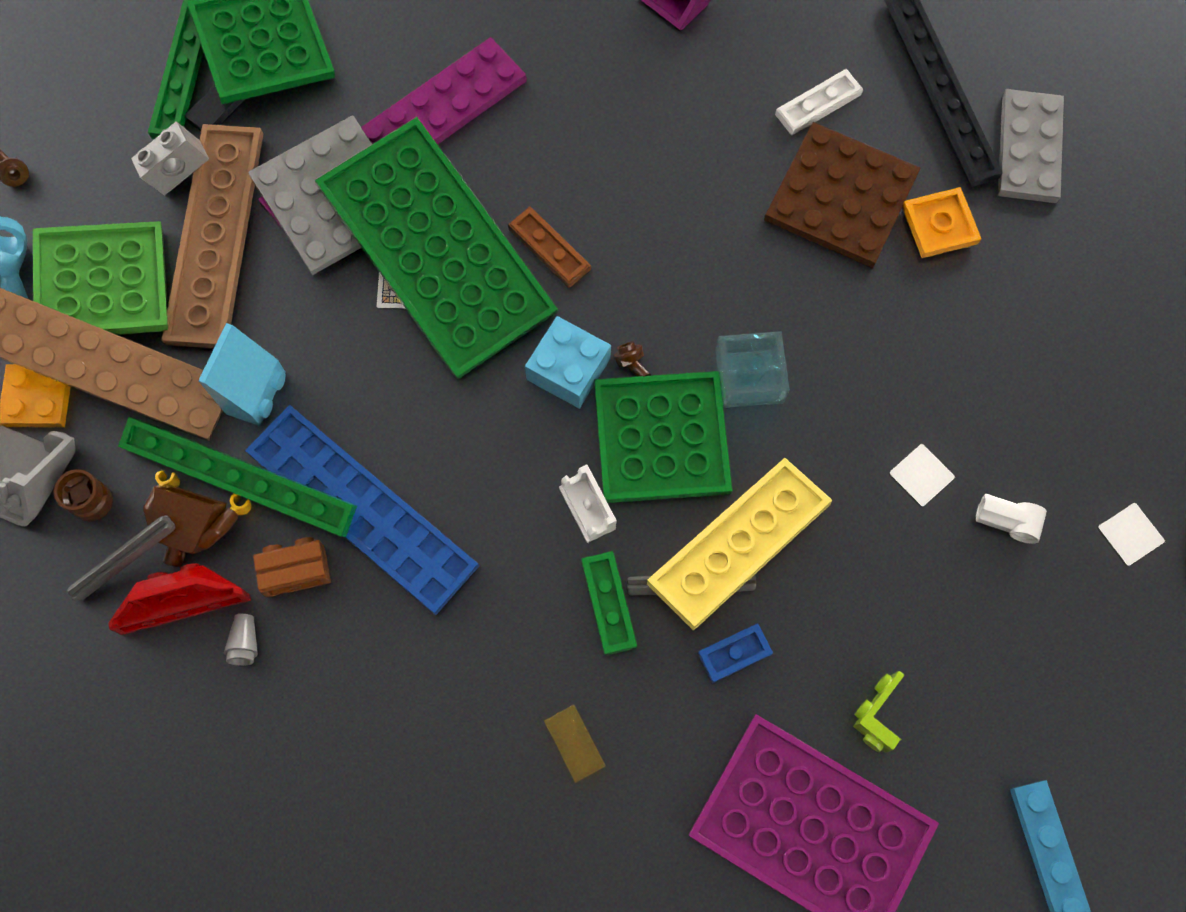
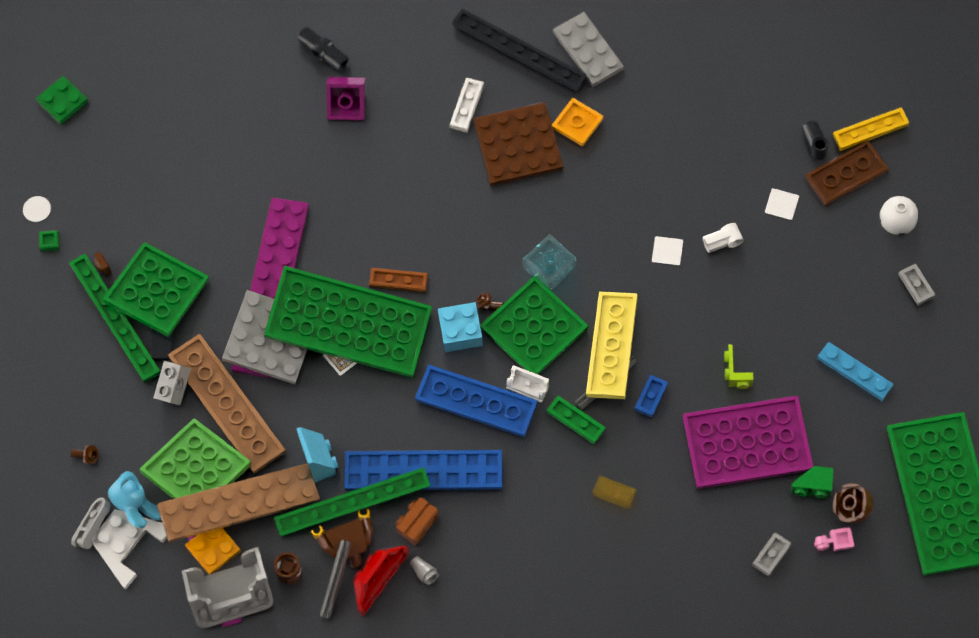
camera: 35 degrees left, 5 degrees down
(506, 474) = (476, 400): none -> blue plate

